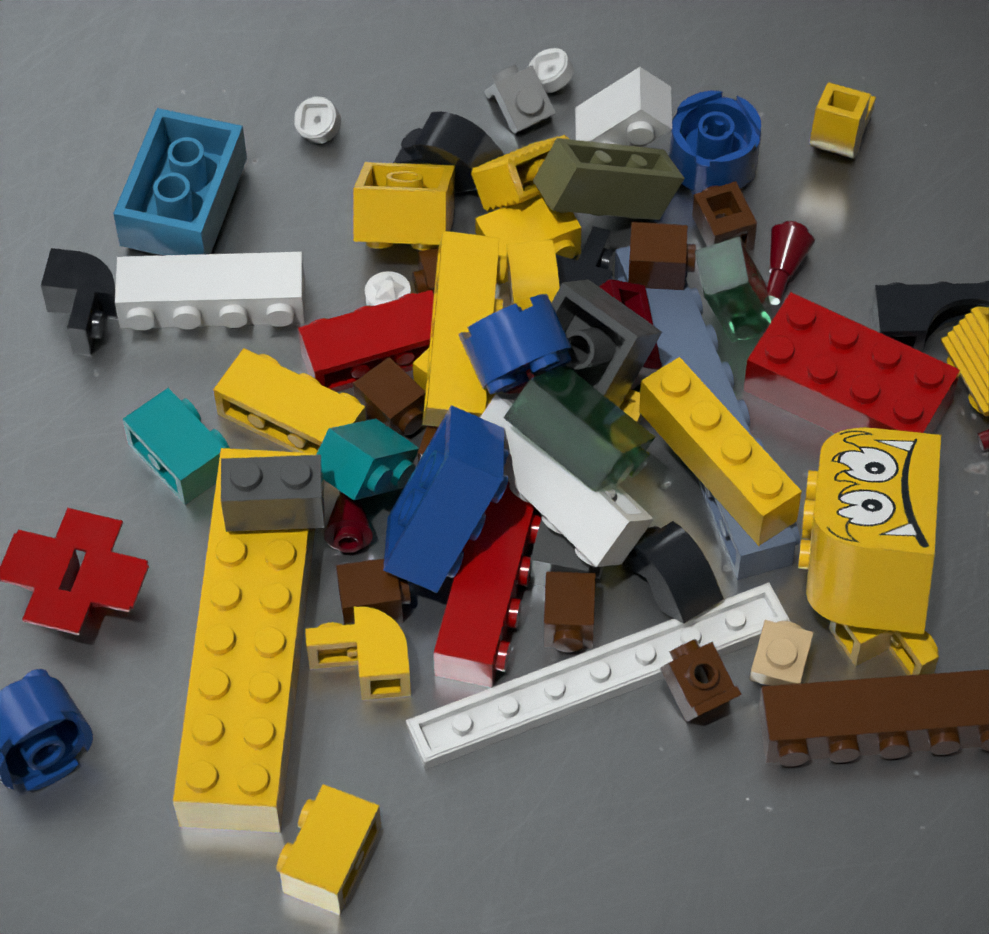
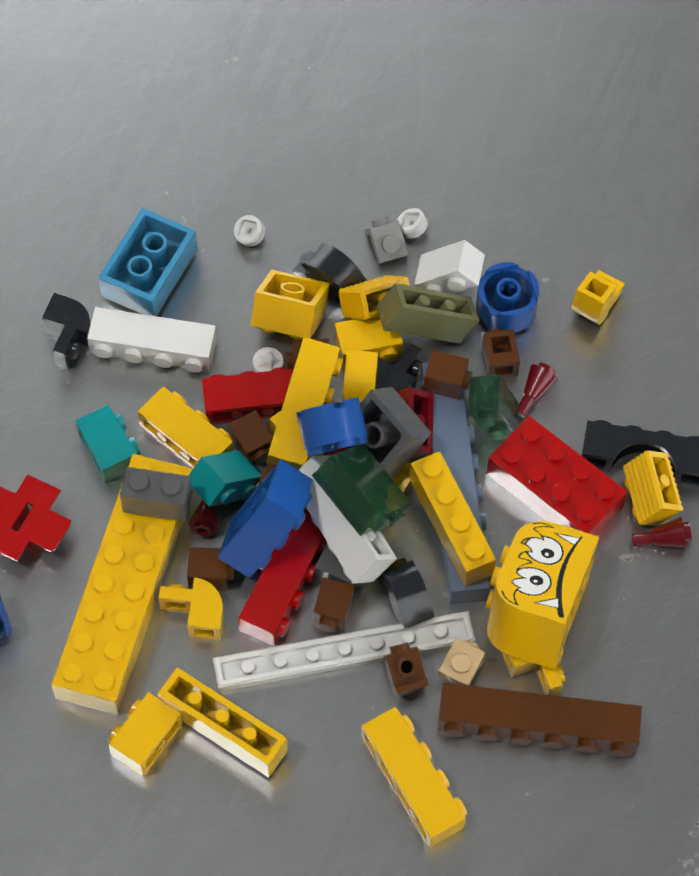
camera: 10 degrees right, 5 degrees up
(449, 807) = (224, 722): none -> yellow brick
(751, 832) = (413, 776): none -> yellow brick

